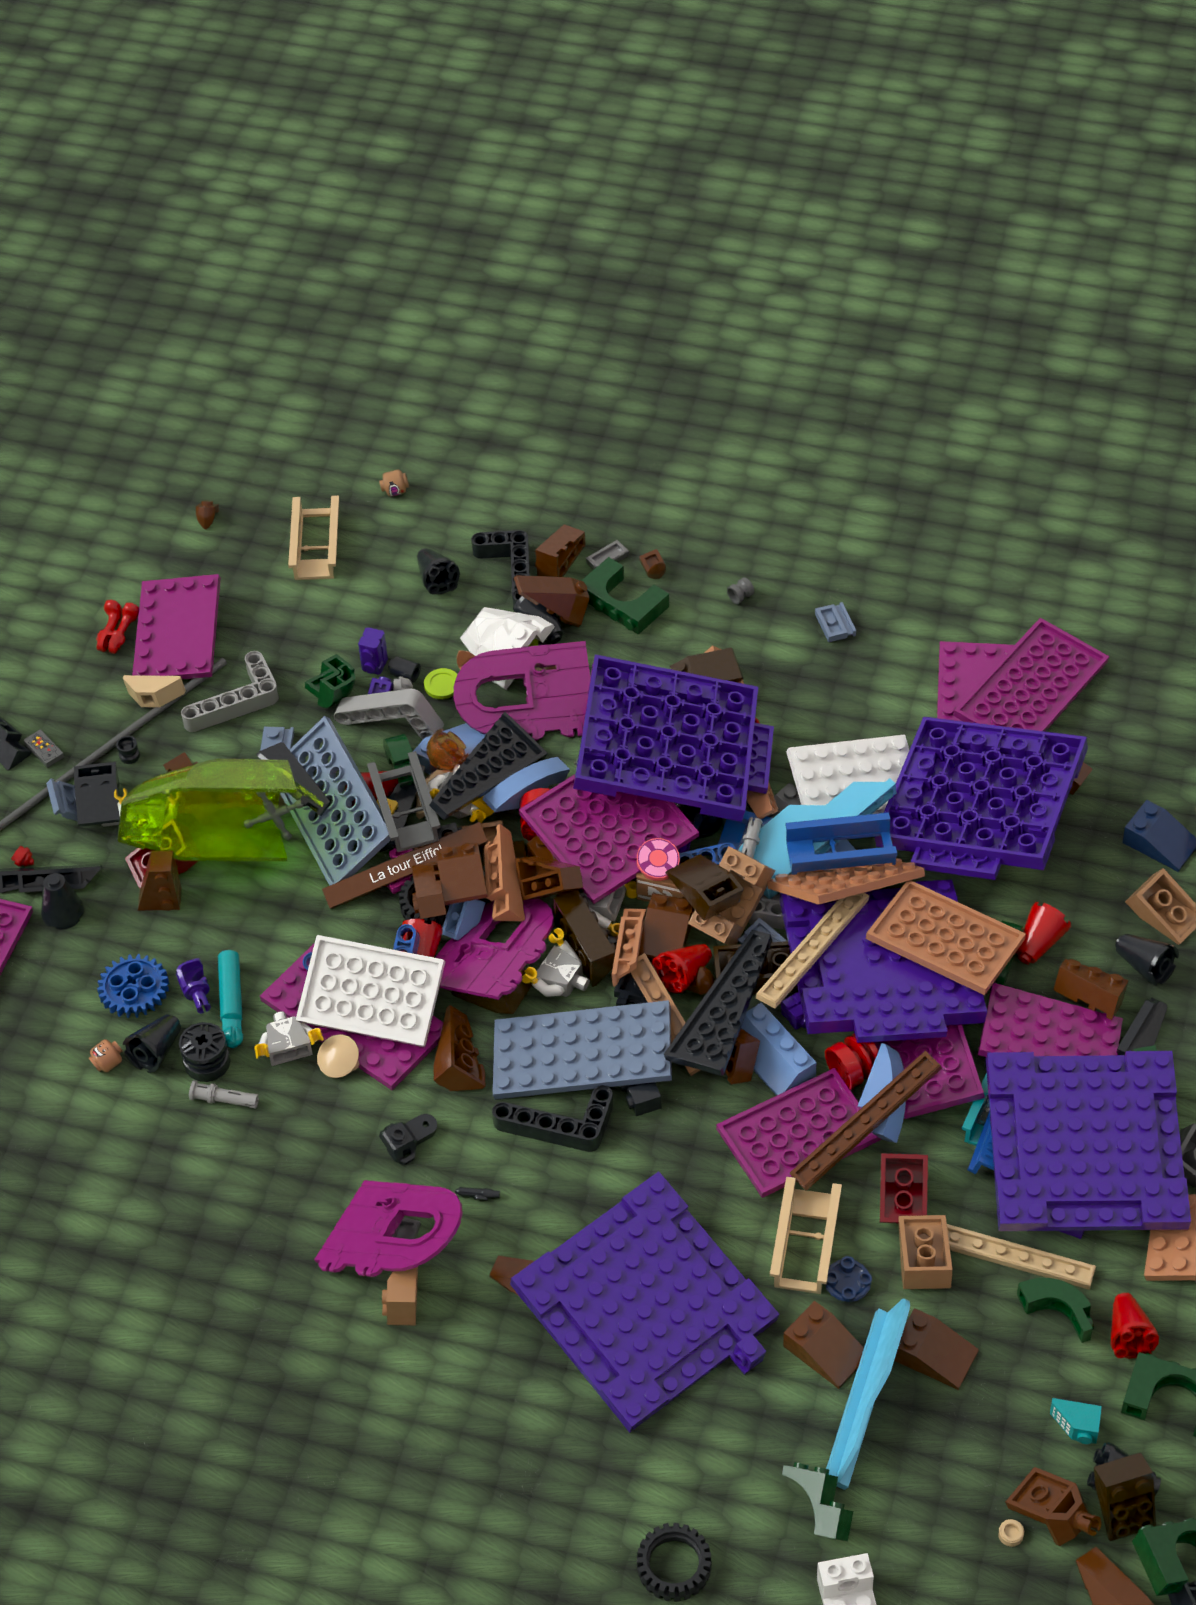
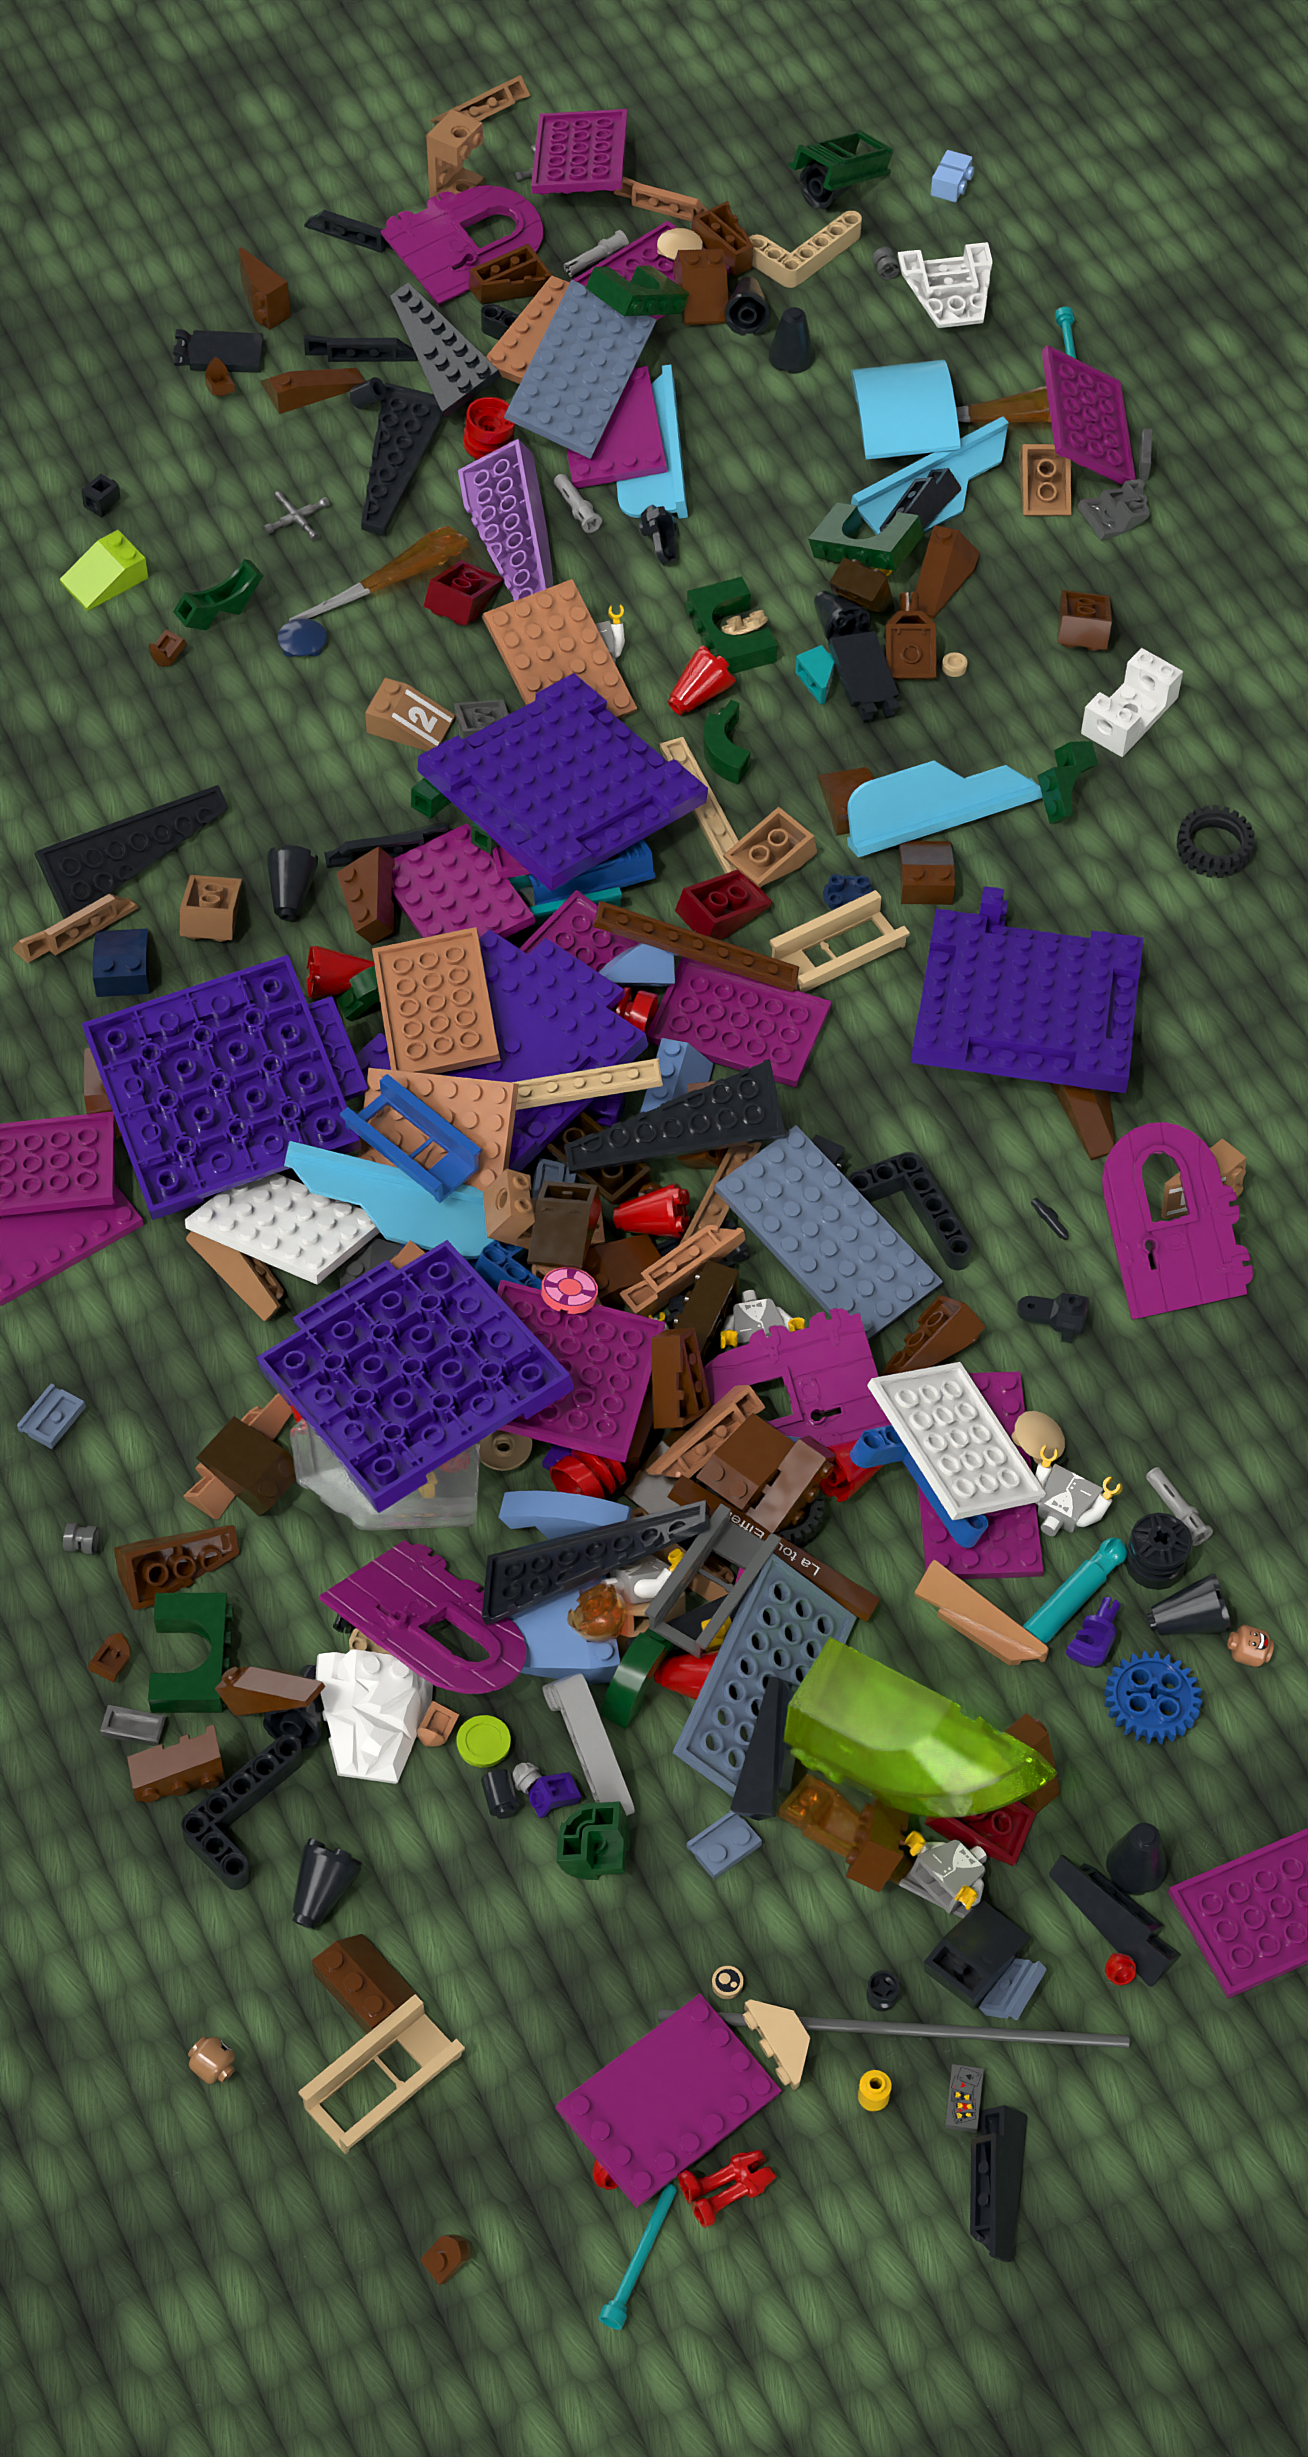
camera: 135 degrees left, 5 degrees up
(86, 708) = (874, 2090): none -> yellow brick
(113, 553) = (614, 2313): none -> teal piece
(206, 693) = (727, 1982): none -> tan tile
(237, 702) = (701, 1938): light grey beam -> none
(269, 942) = (978, 1617): none -> nougat wedge
(367, 558) = (361, 1980): none -> reddish brown slope
(373, 651) = (513, 1834): dark purple brick -> none
(688, 611) = (172, 1562): none -> reddish brown wedge
(751, 837) = (463, 1239): light grey pin -> none
(1044, 1443) = (865, 673): none -> black tile
(1169, 1403) = (740, 626): none -> tan dish

